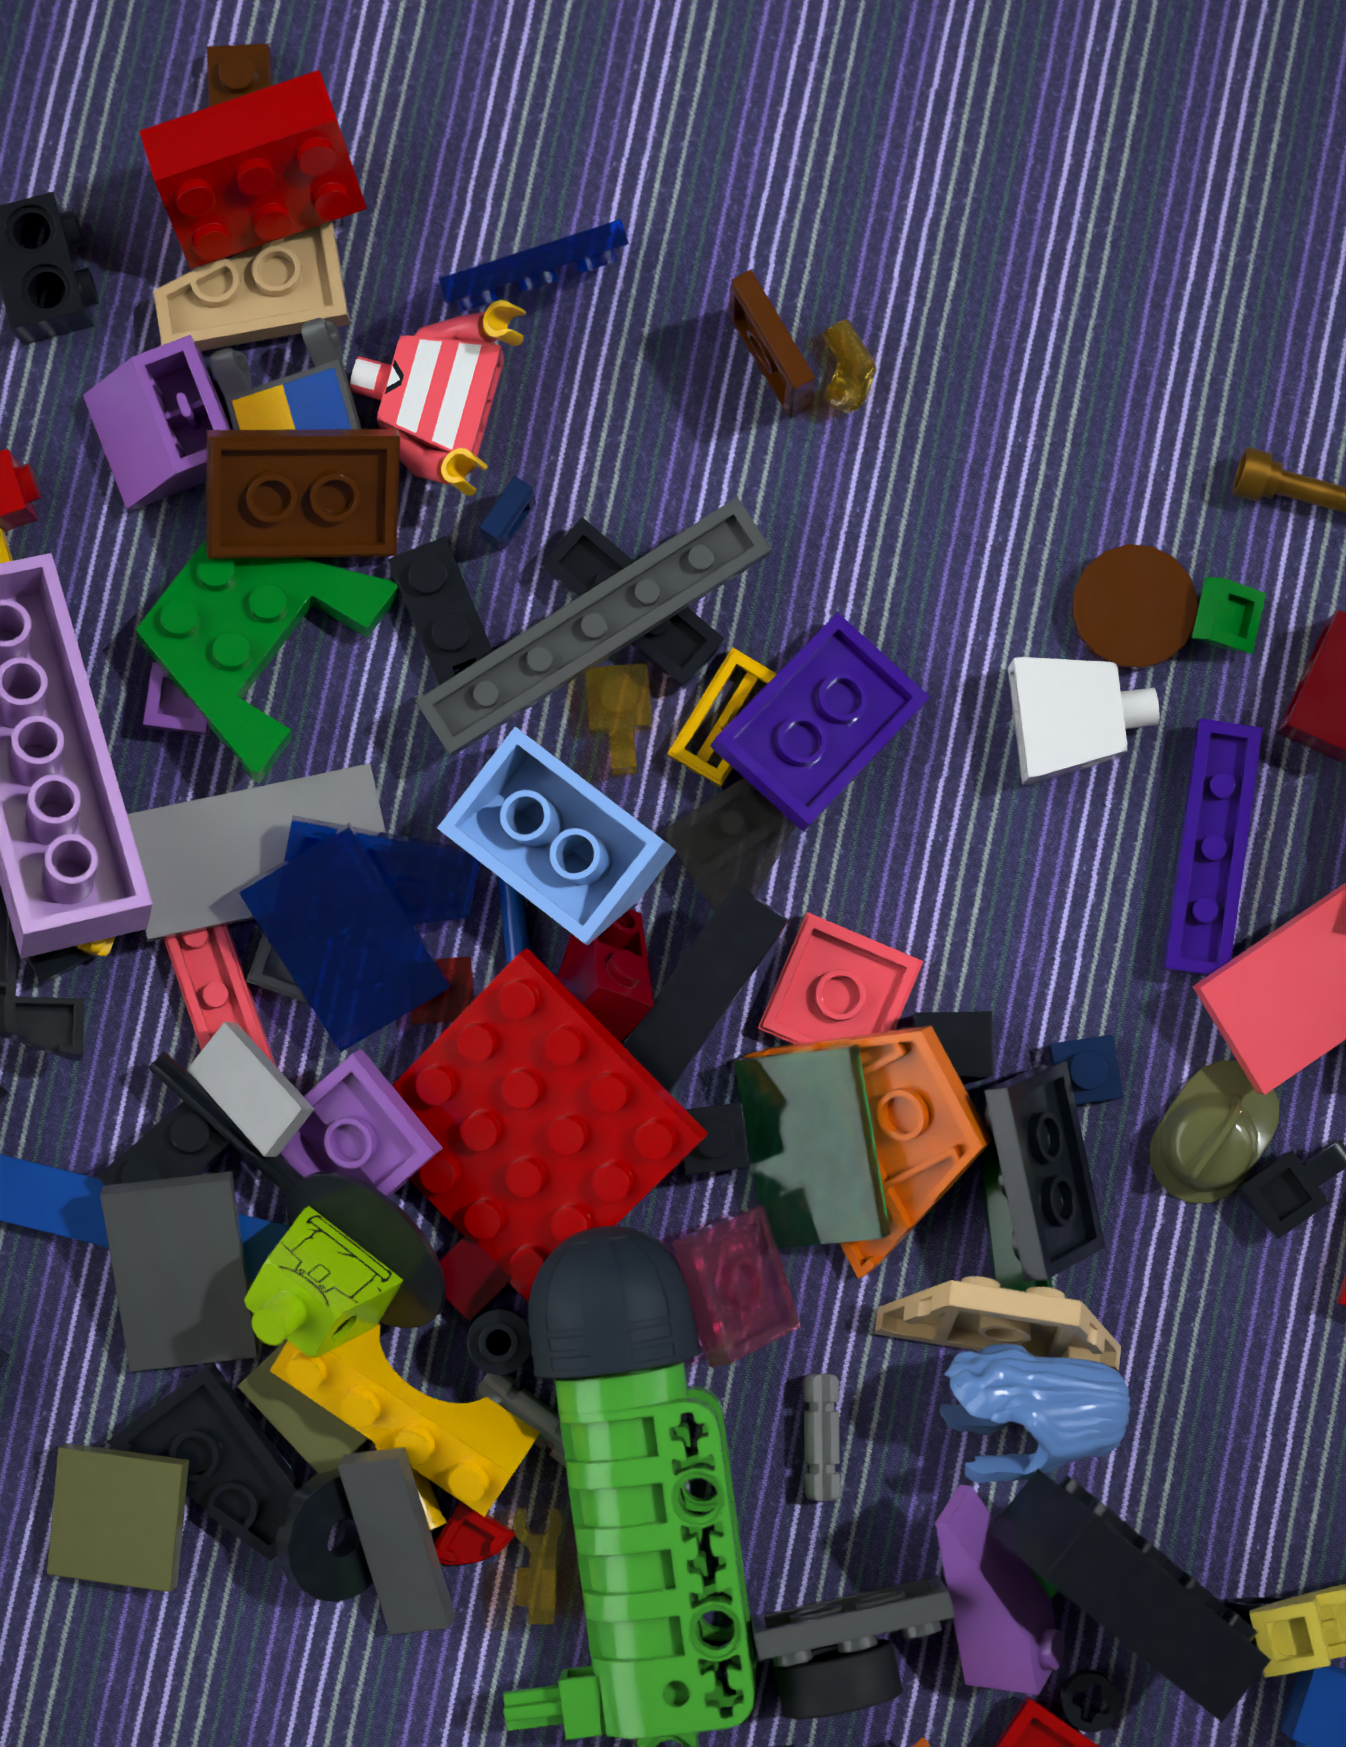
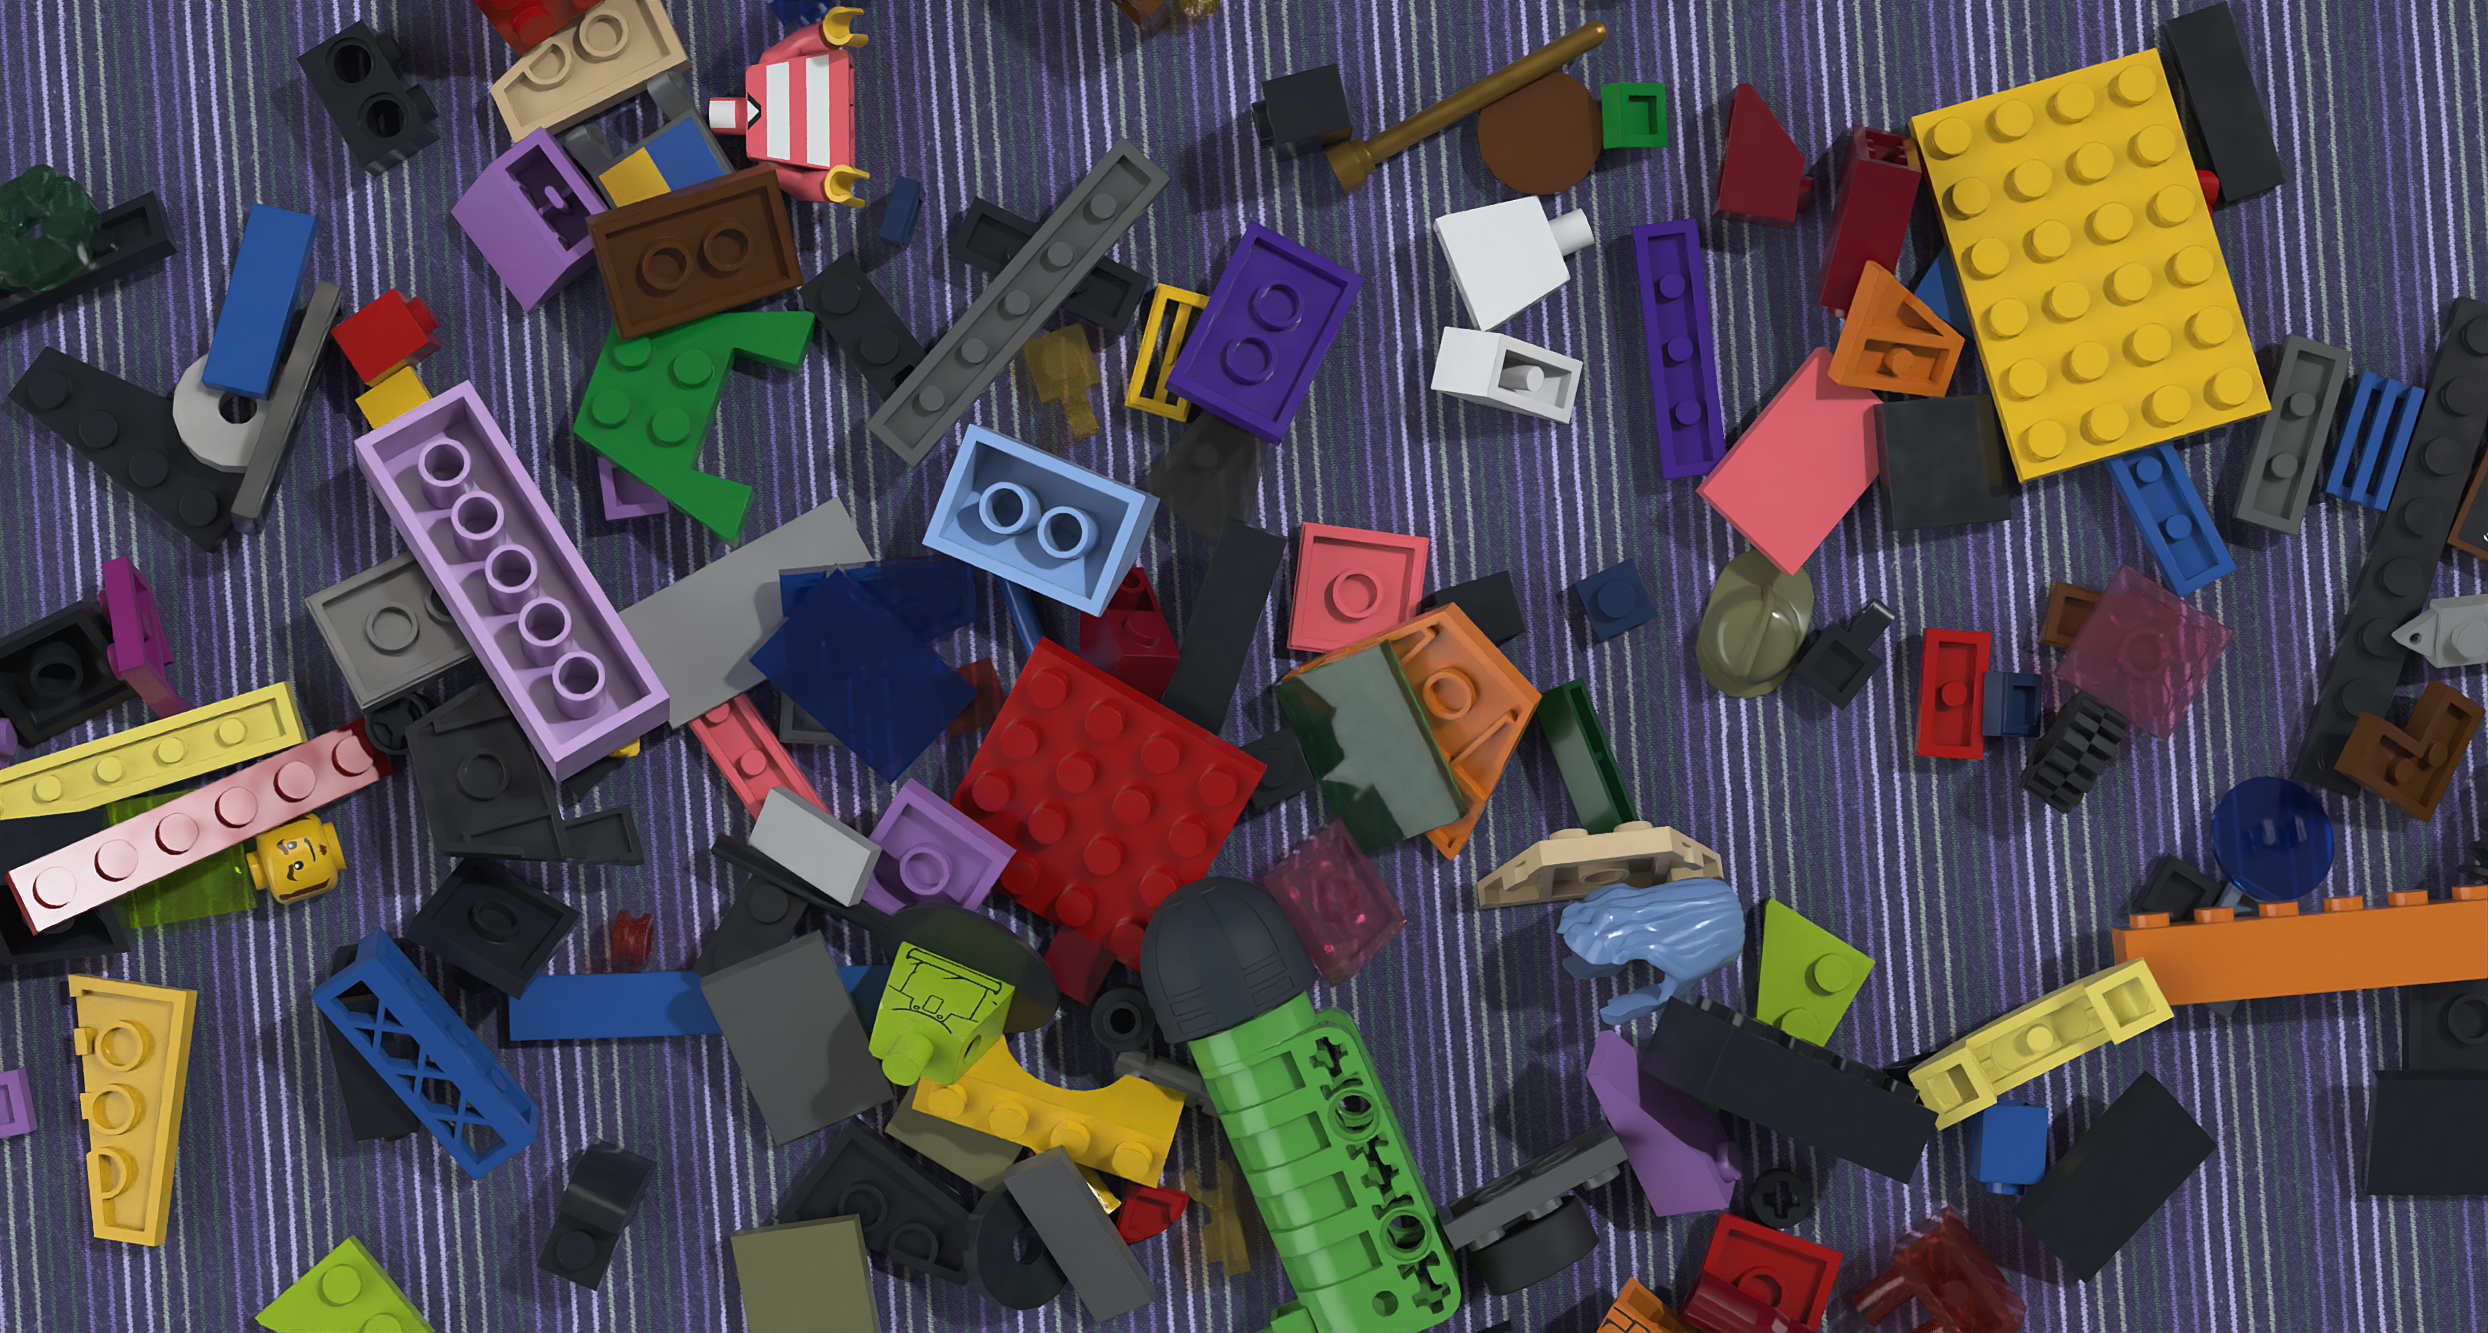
camera: 15 degrees left, 5 degrees up
(50, 1131) = (632, 939): none -> clear red bush
(821, 1437) = (1457, 1021): light grey axle -> none
(914, 524) = (1302, 113): none -> black brick
(953, 582) = (1357, 159): none -> pearl gold piece
(1040, 825) = (1506, 374): none -> white slope
(1044, 1170) = (1600, 709): black plate -> none
(1173, 1486) = (1805, 975): none -> lime wing

